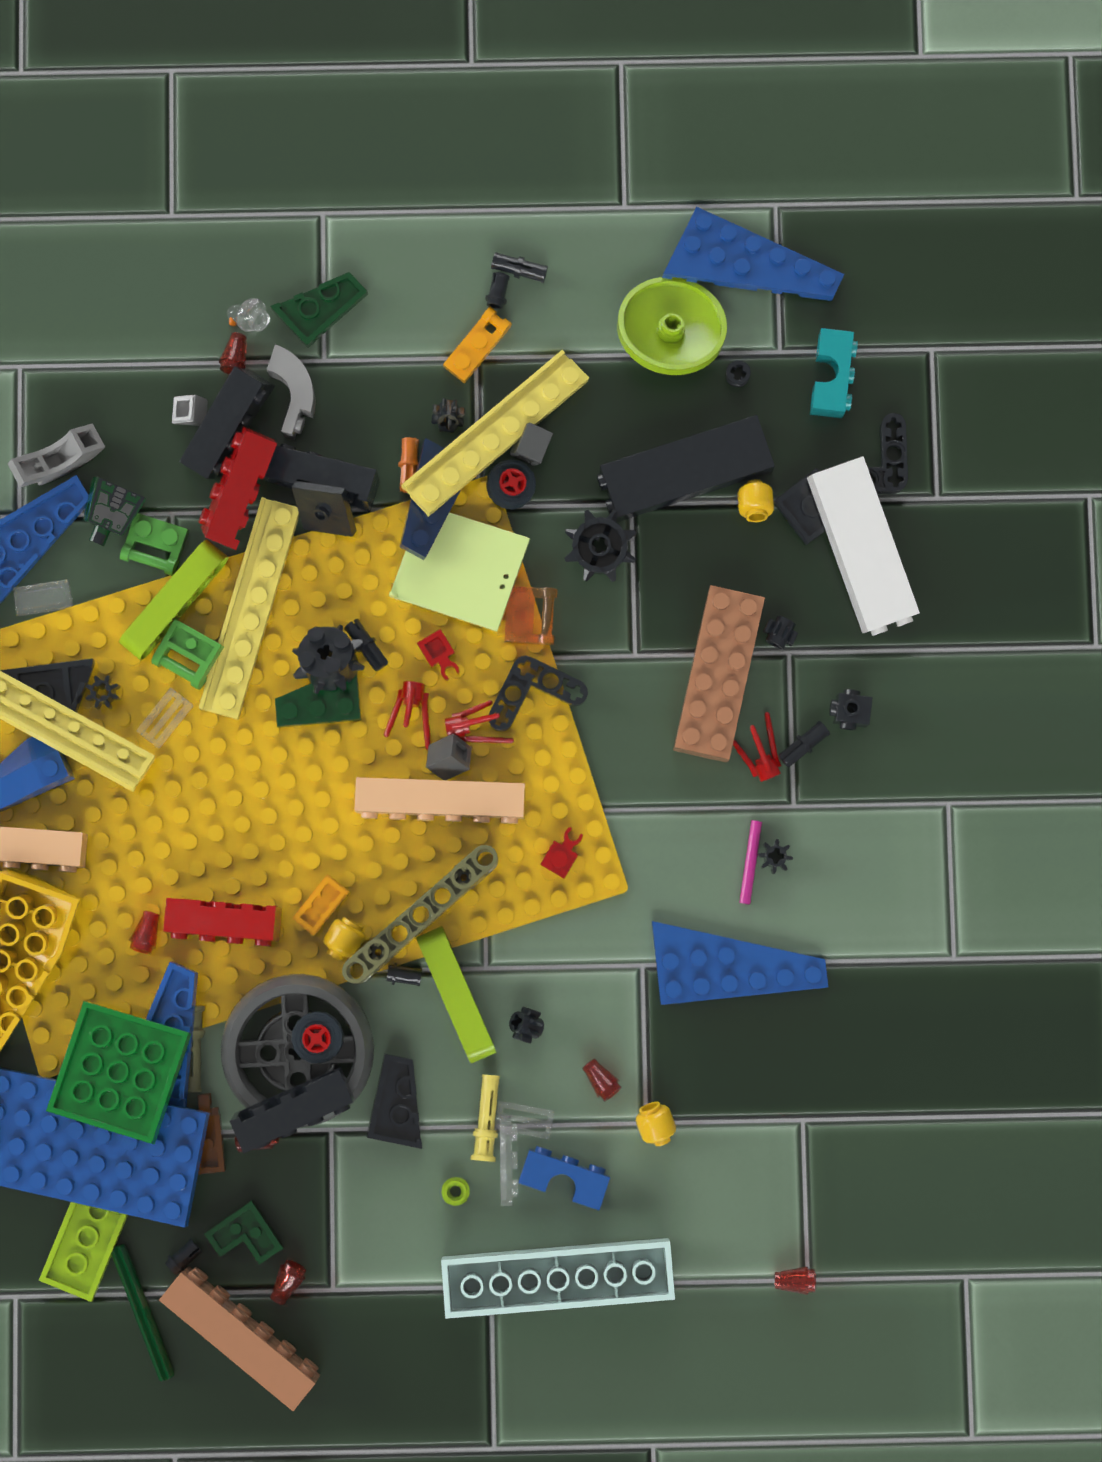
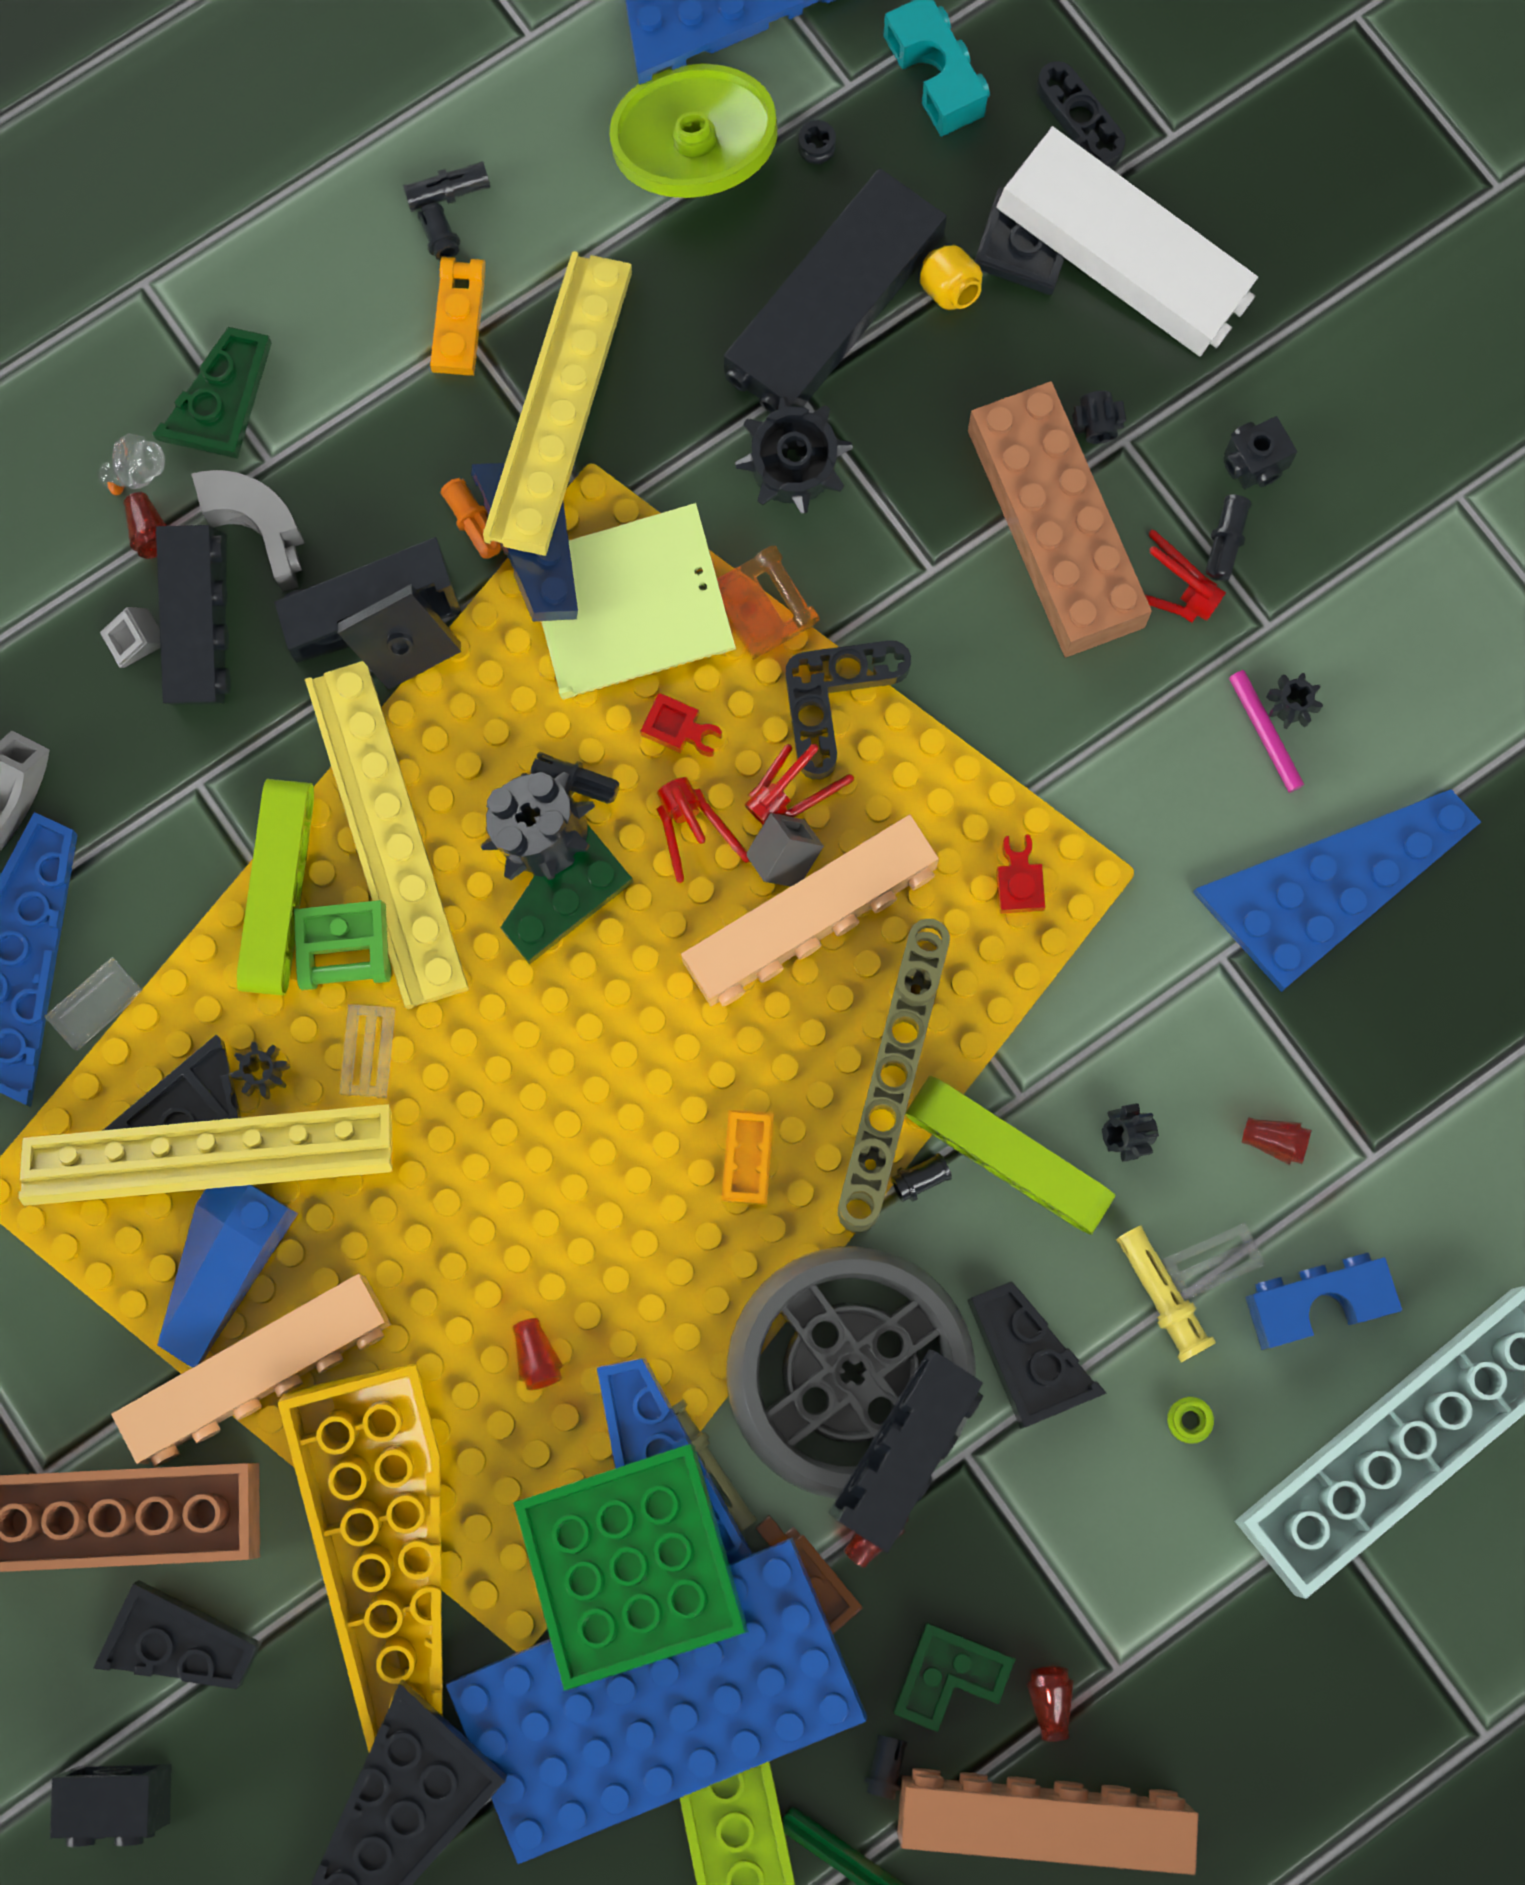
camera: 30 degrees left, 5 degrees down
(110, 509) = (110, 825): torso -> none
(156, 535) = (197, 823): bright green plate -> none
(222, 920) = (630, 1266): red wedge -> none
(237, 487) = (263, 682): red wedge -> none
(310, 1045) = (885, 1345): black wheel -> none
(344, 938) = (810, 1179): yellow head -> none
(448, 415) = (492, 428): black gear -> none
(508, 1160) = (1233, 1329): clear plate -> none
(514, 475) = (620, 441): black wheel -> none
(531, 445) = (618, 390): dark grey panel -> none
(655, 1123) = (1390, 1147): yellow head -> none

